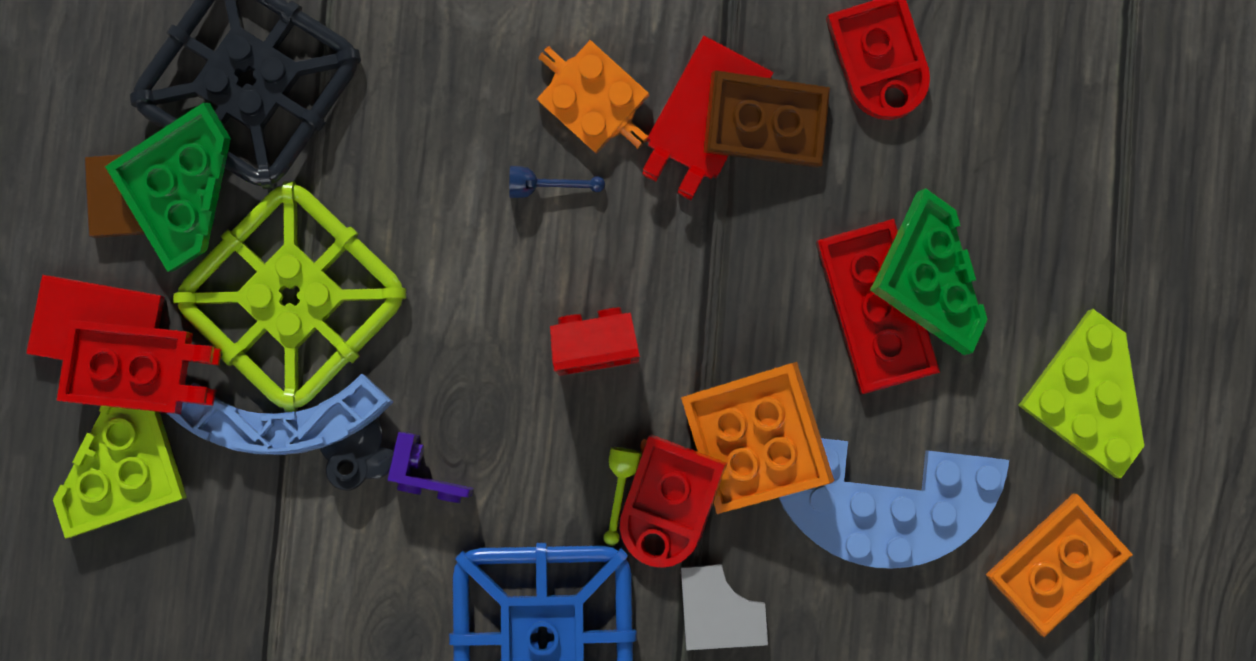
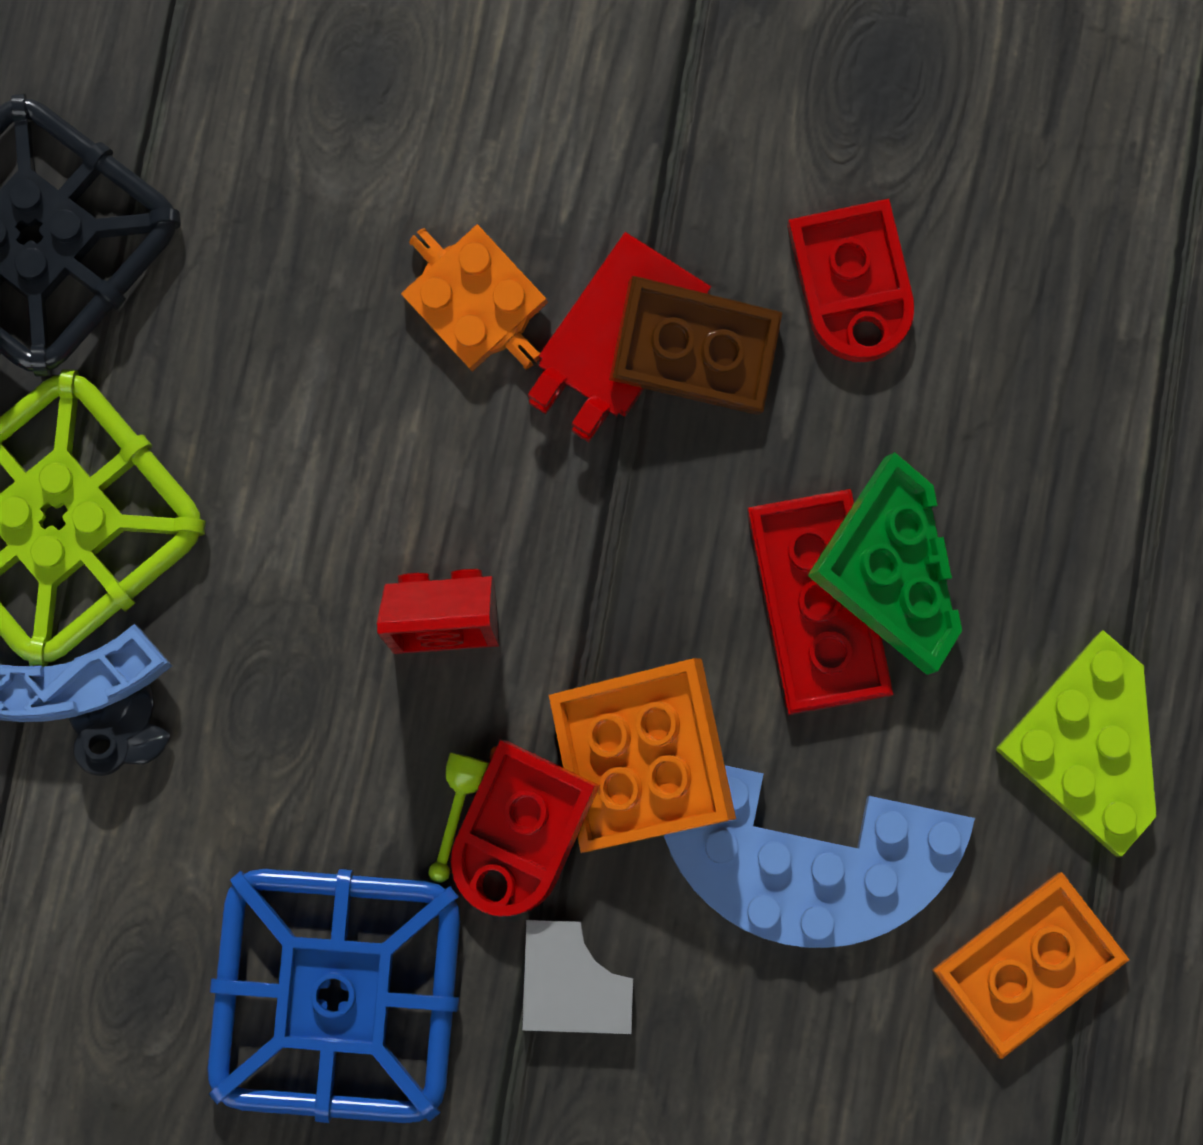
camera: 10 degrees right, 5 degrees down
(408, 456) = (184, 737): dark purple bracket -> none
(524, 182) = (374, 398): dark blue hinge -> none

